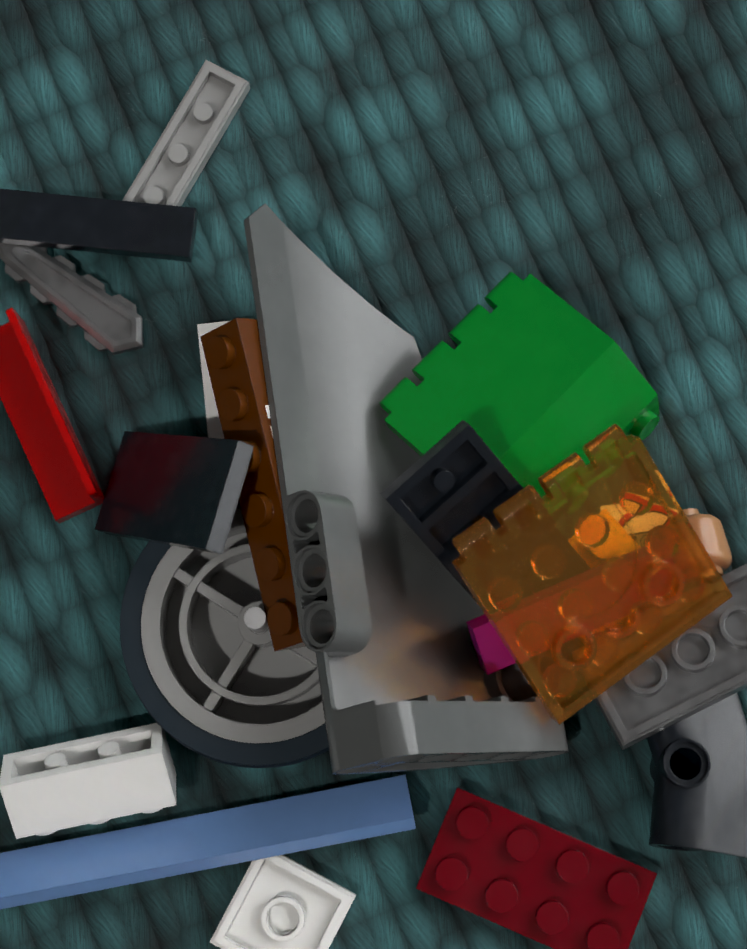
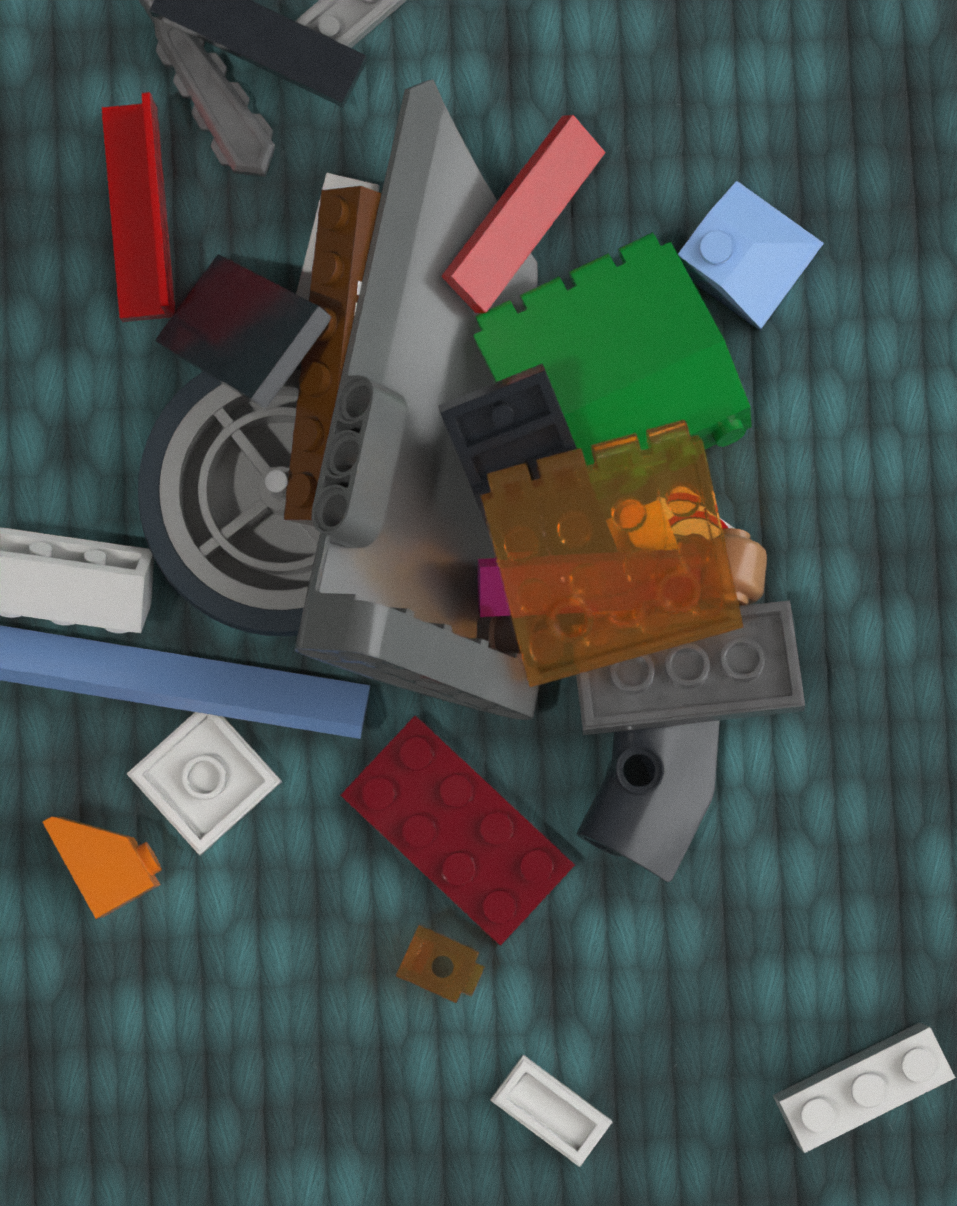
camera: 20 degrees right, 5 degrees up
(388, 298) = (523, 214): none -> tile
(600, 264) = (748, 254): none -> light blue slope

